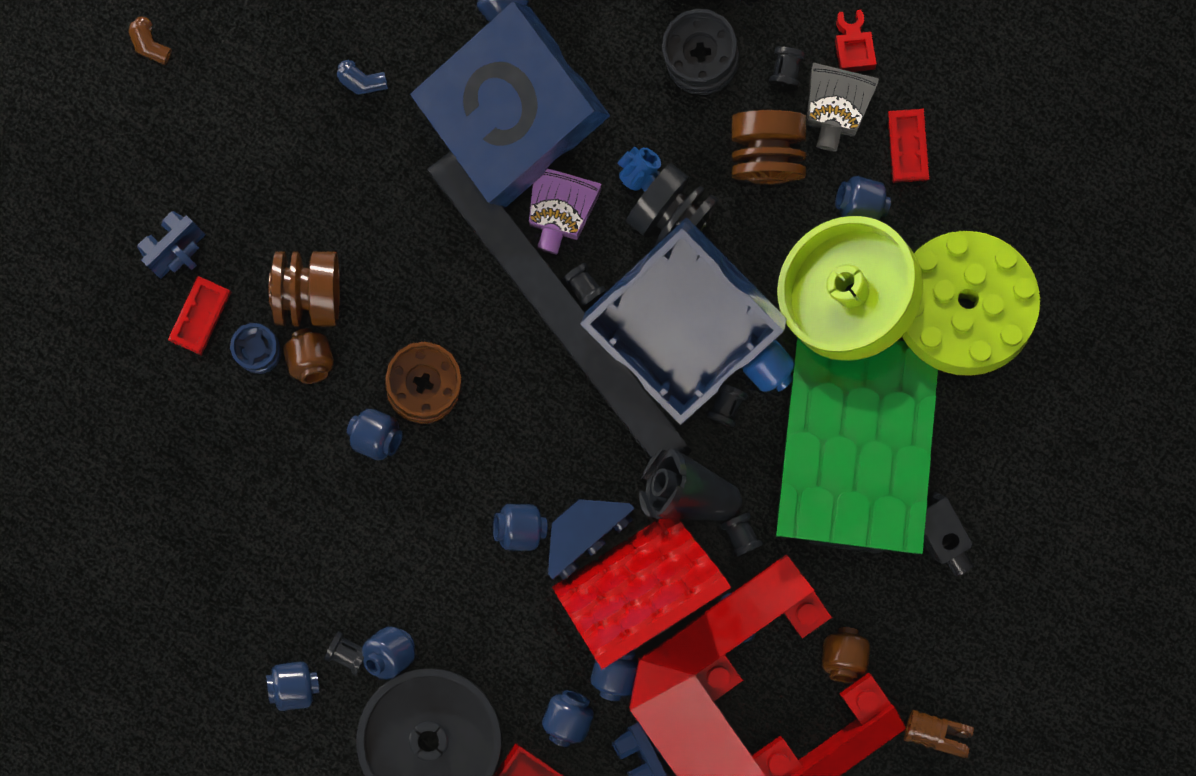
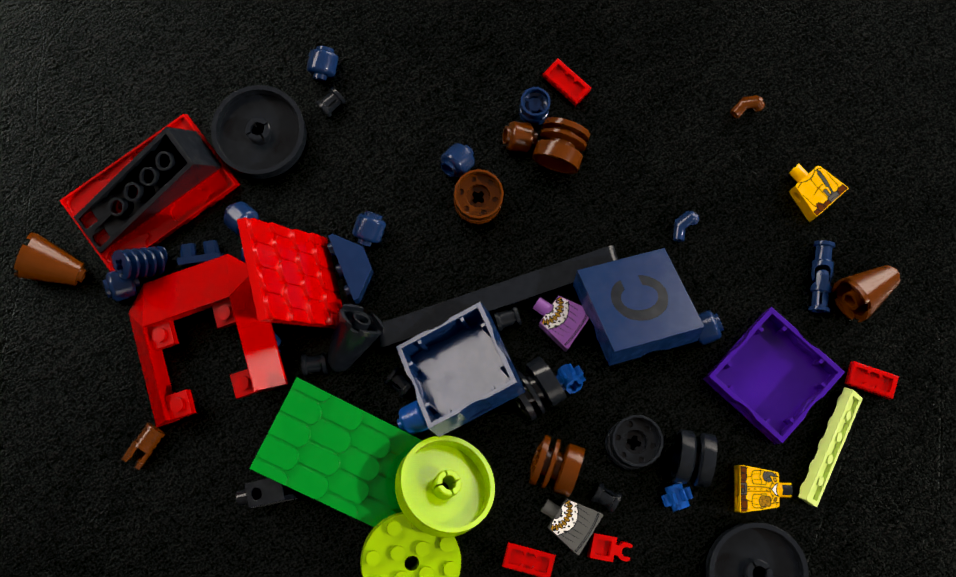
camera: 100 degrees right, 5 degrees down
(174, 248) = (612, 79): dark blue hips -> none
(388, 653) = (320, 124): dark blue head -> none
(845, 655) = (214, 403): reddish brown head -> none
(862, 198) = (502, 517): dark blue head -> none

